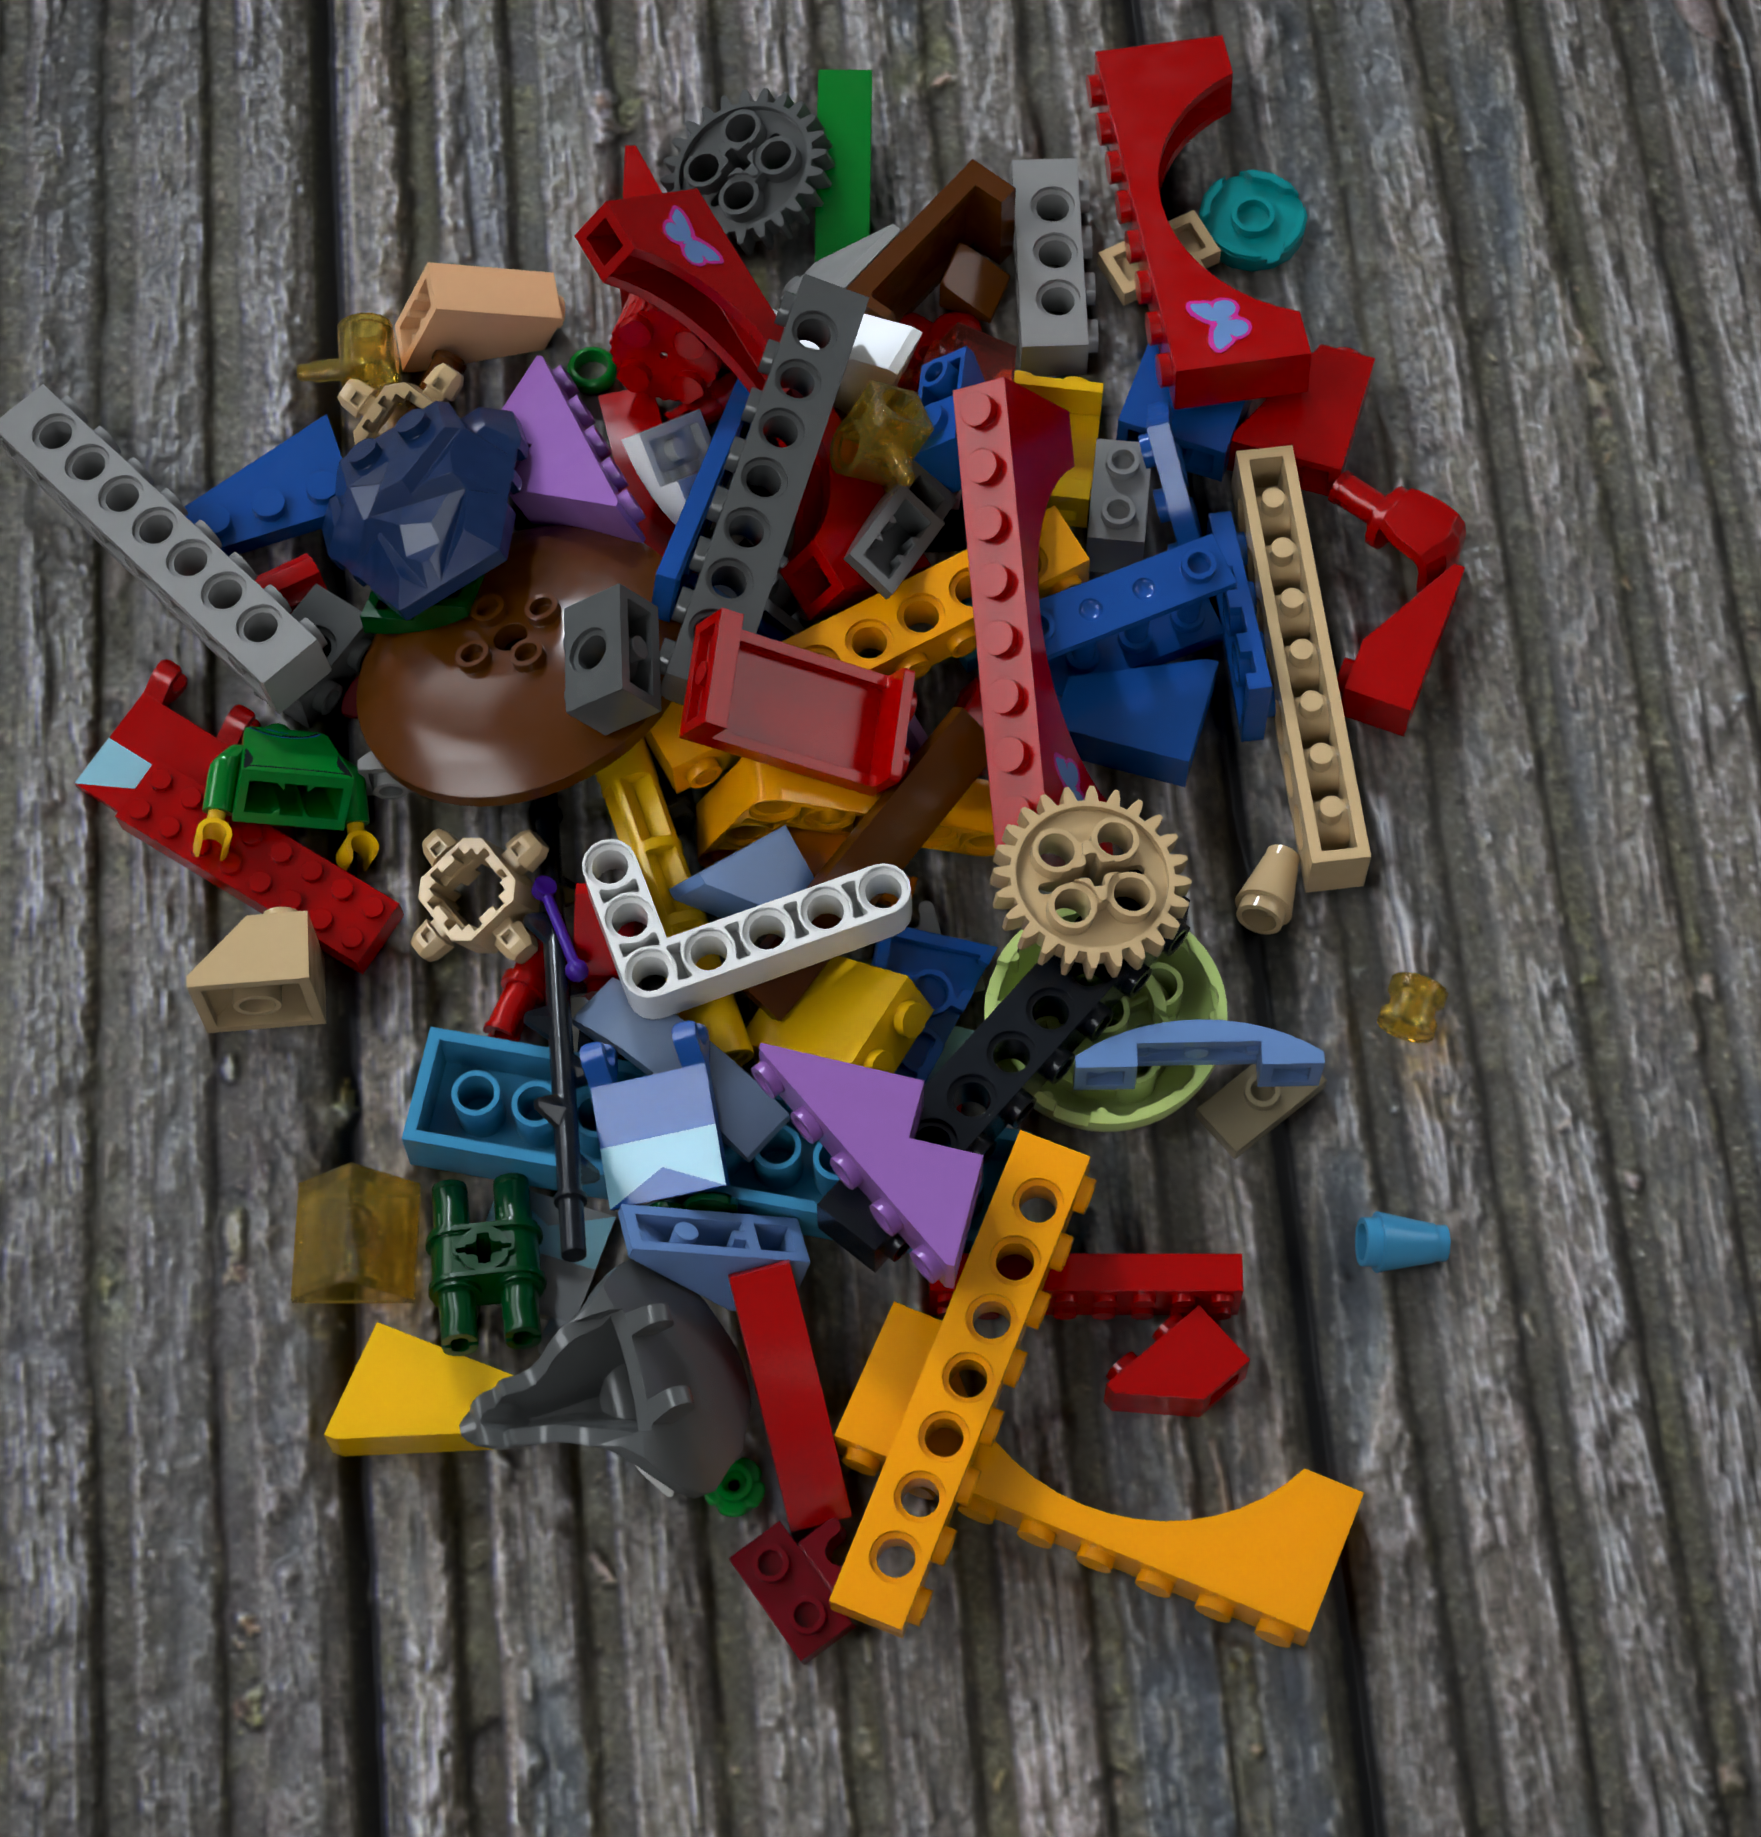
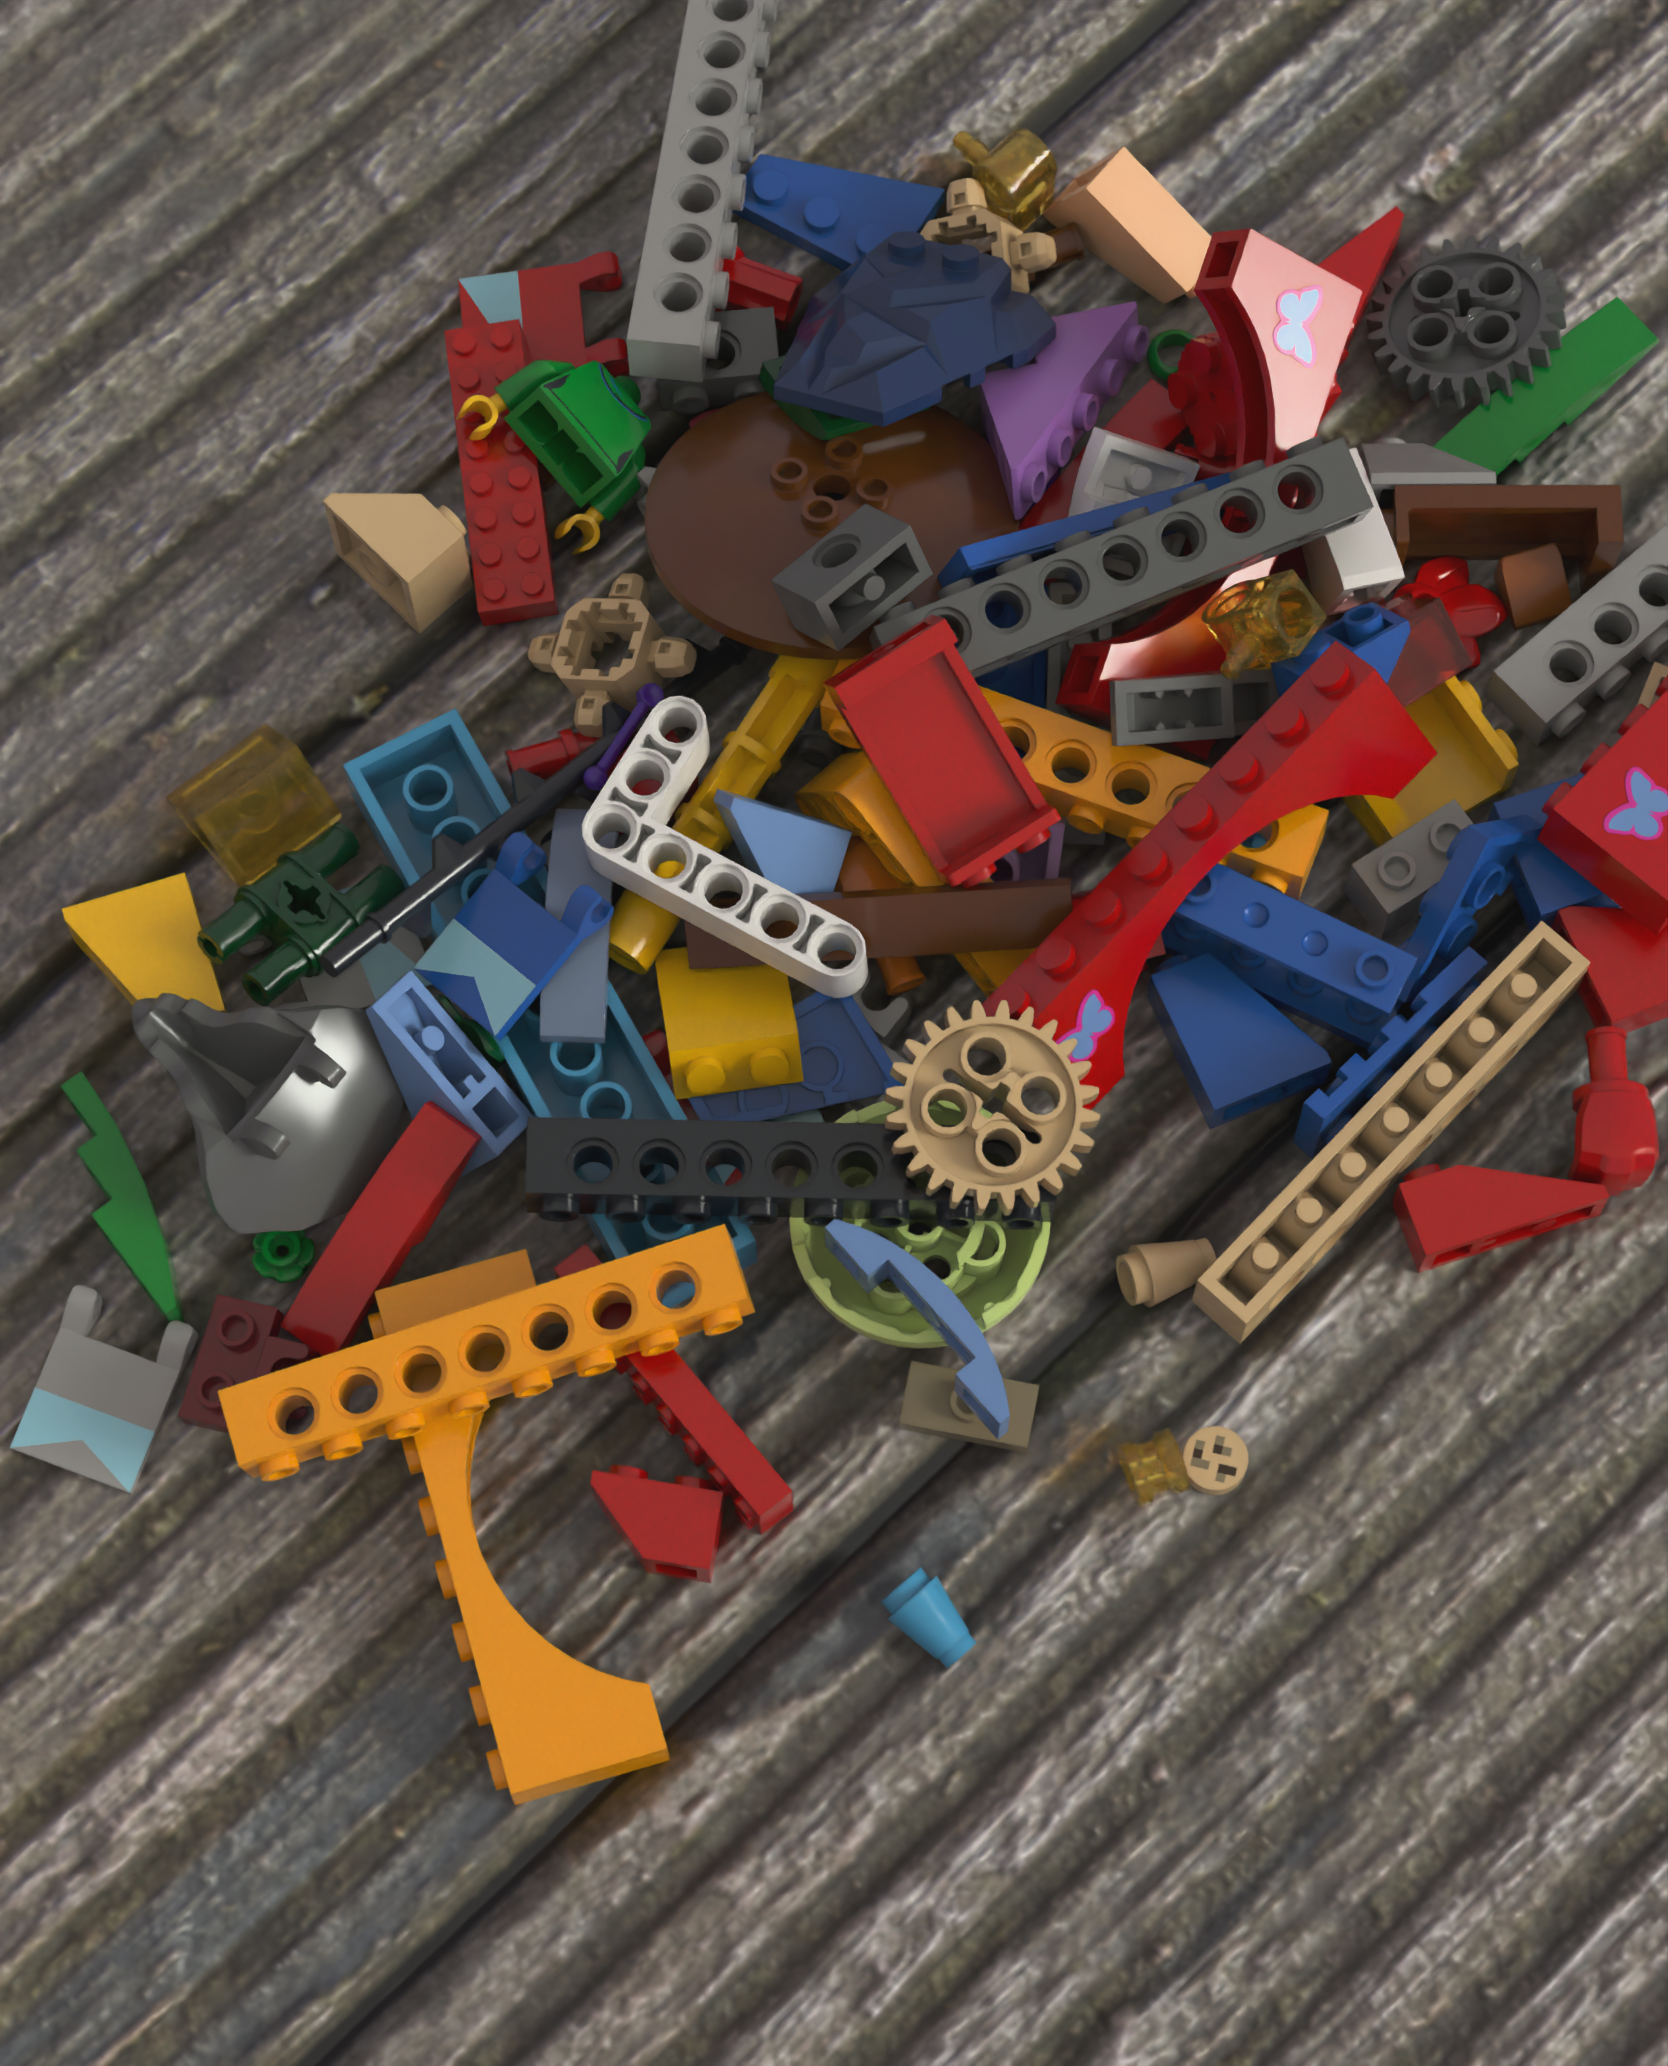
camera: 50 degrees right, 5 degrees up
(619, 1577) = (130, 1216): none -> green slope
(738, 1716) = (100, 1404): none -> light grey flag
(870, 1131) = (616, 1111): medium lavender slope -> none
(1439, 960) = (1215, 1460): none -> tan tile

